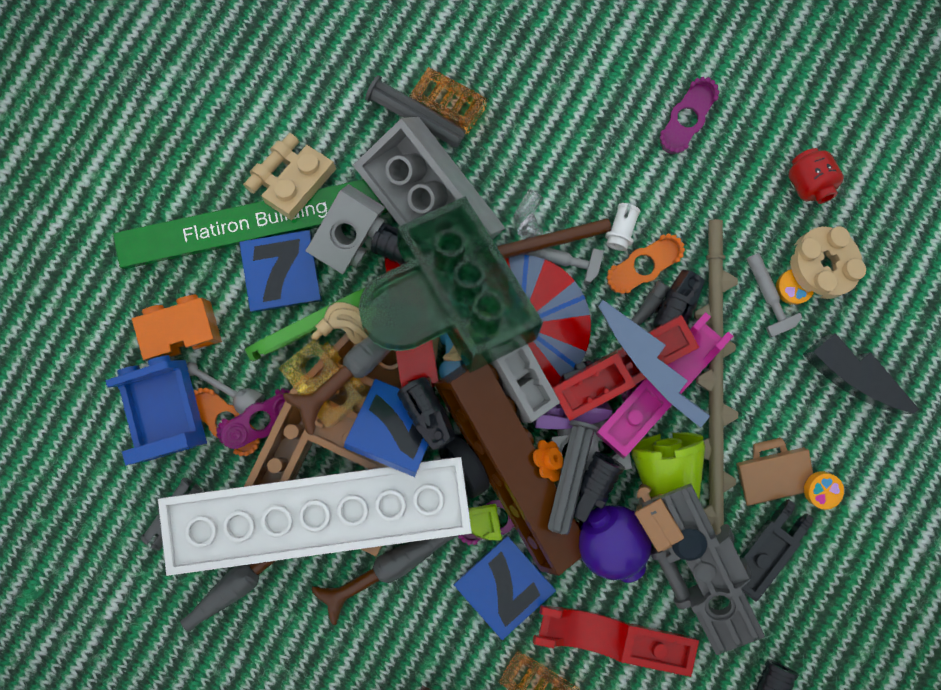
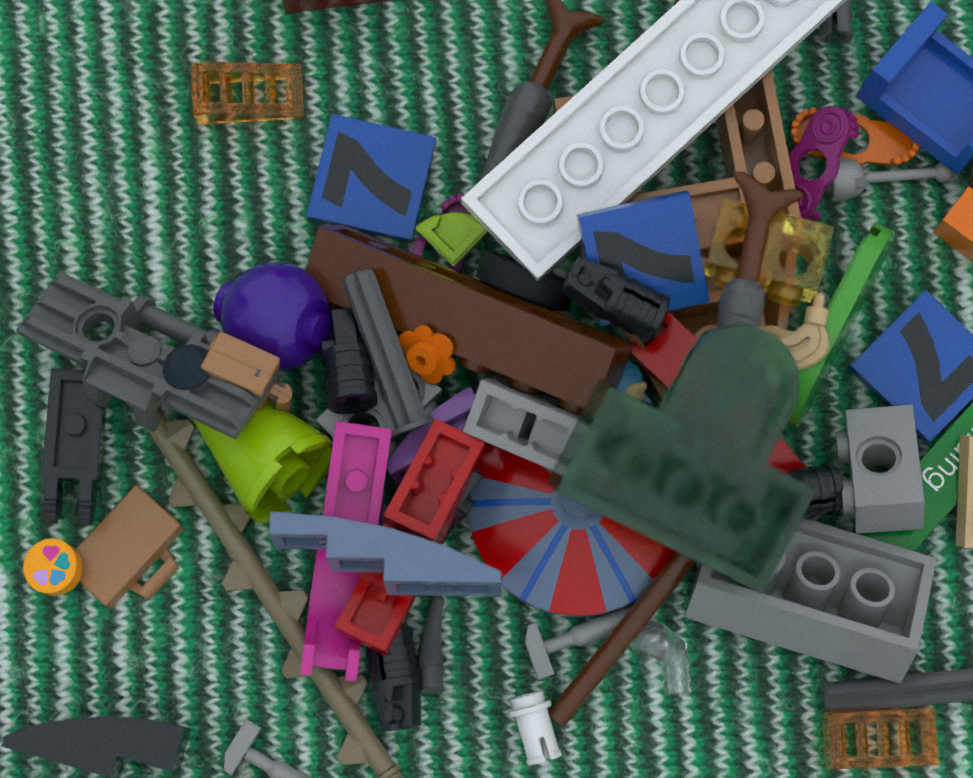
camera: 140 degrees right, 5 degrees down
(617, 639) = (193, 208): red piece -> none
(663, 253) = (487, 665): orange piece -> none

